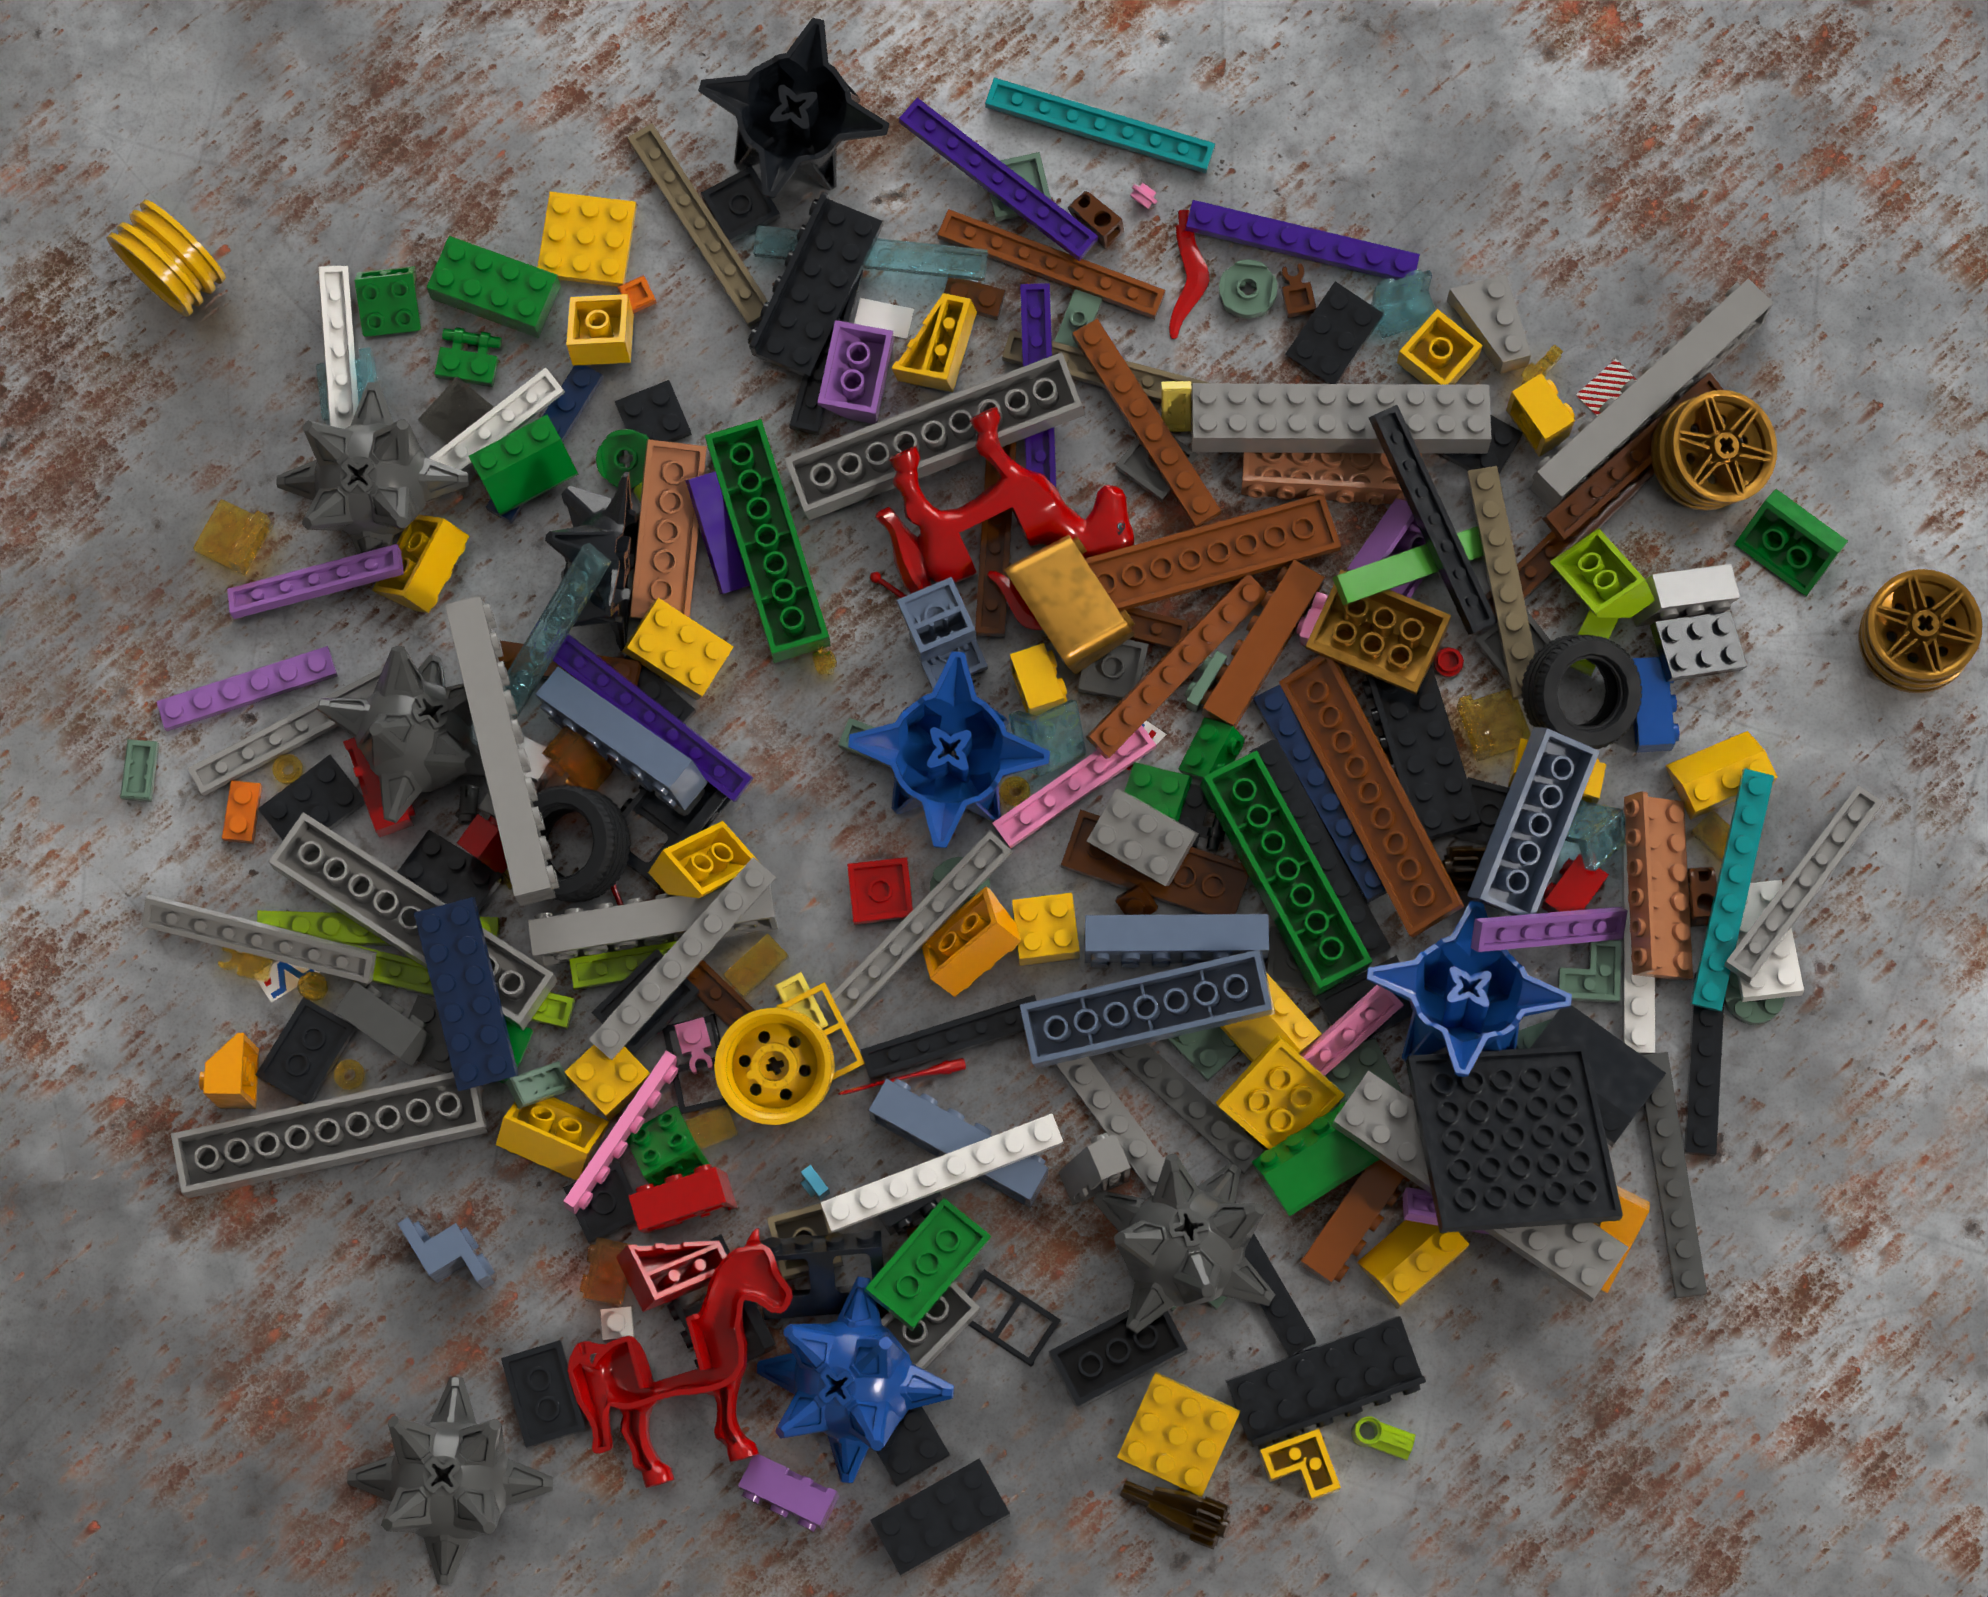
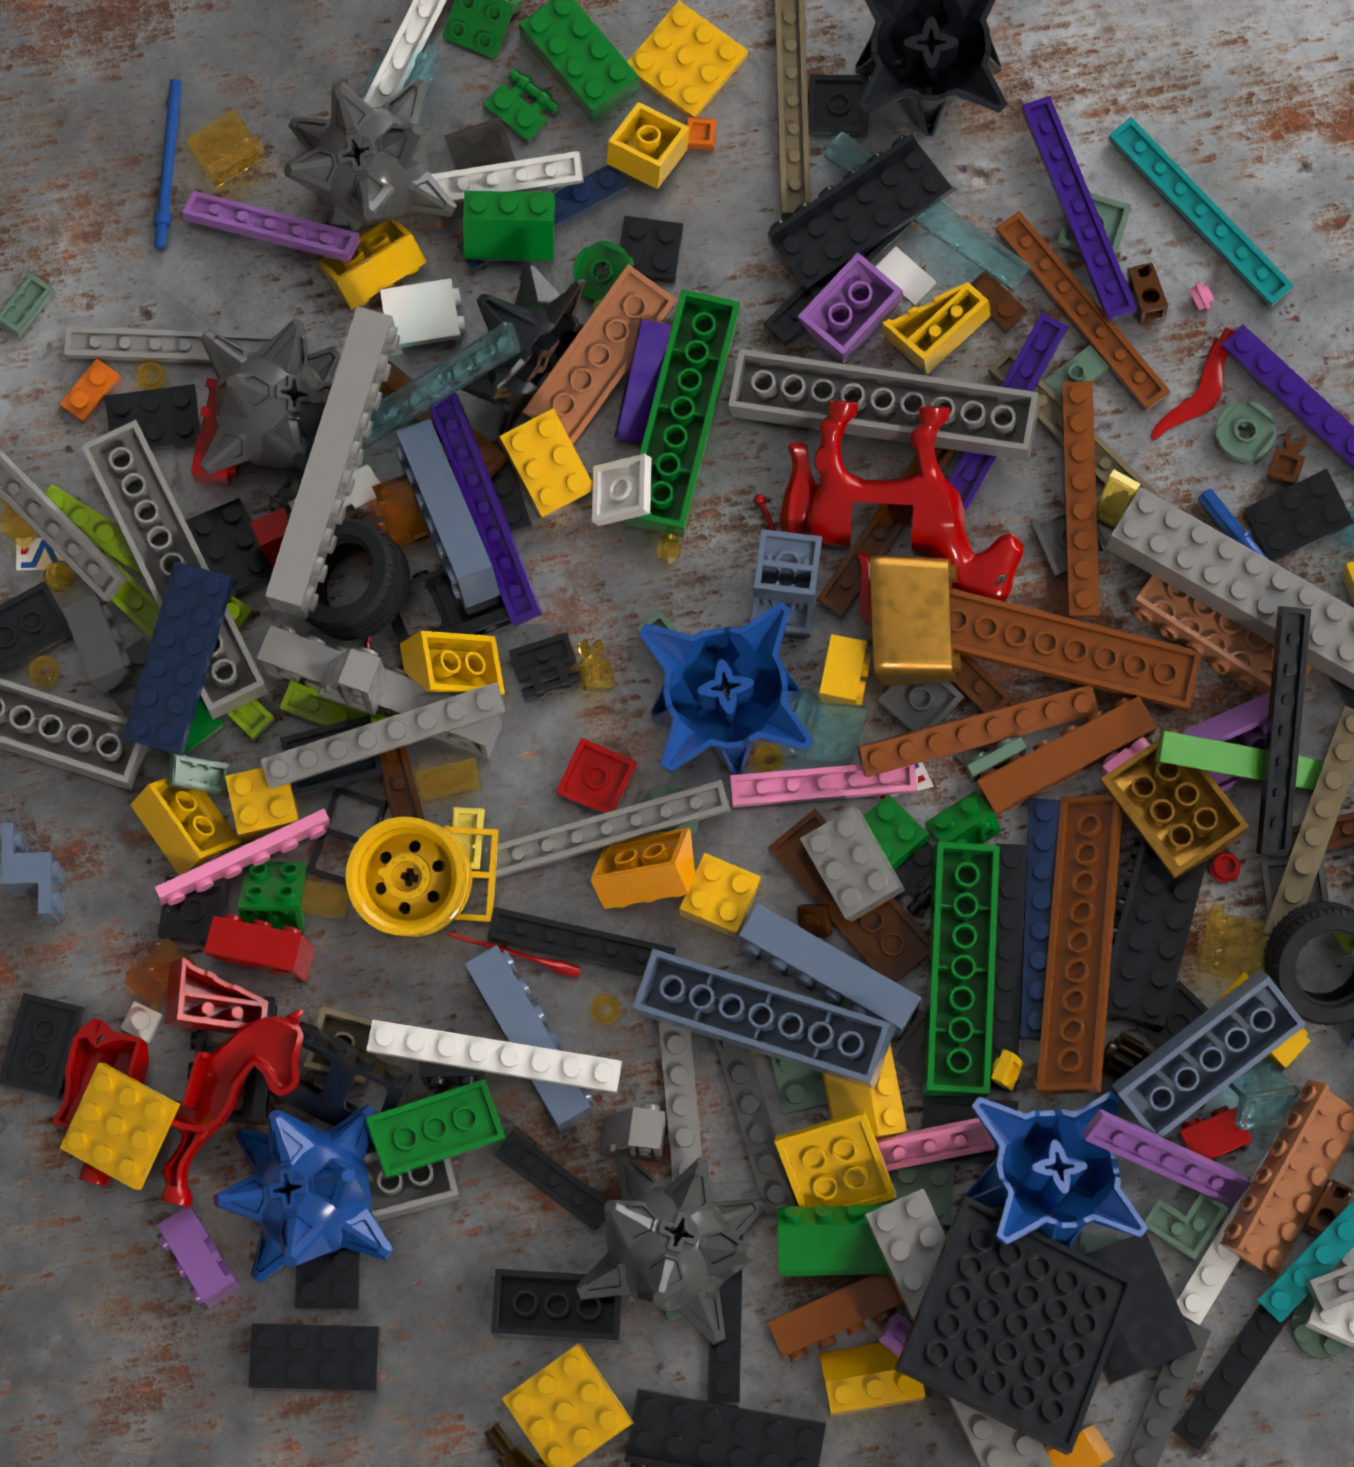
camera: 30 degrees right, 0 degrees up
(213, 625) = (162, 216): none -> blue bar
(246, 688) = (158, 286): medium lavender plate -> none
(495, 577) = (424, 313): none -> white panel
(631, 924) = (355, 680): none -> light grey wedge
(656, 1420) = (119, 1126): none -> yellow plate
(694, 1040) = (356, 814): bright pink plate -> none
(758, 634) = (621, 489): none -> white plate
(773, 815) = (543, 657): none -> black plate
(813, 1183) = (383, 1000): medium azure plate -> none
(822, 800) = (594, 671): none -> clear yellow plate
(1007, 1071) = (605, 999): none -> clear yellow plate
(1019, 1298) = (478, 1268): black window -> none
(1049, 1249) = (552, 1180): none -> black plate
(1275, 371) = (1226, 520): none -> blue axle
(1373, 933) = (1006, 1069): none -> yellow plate

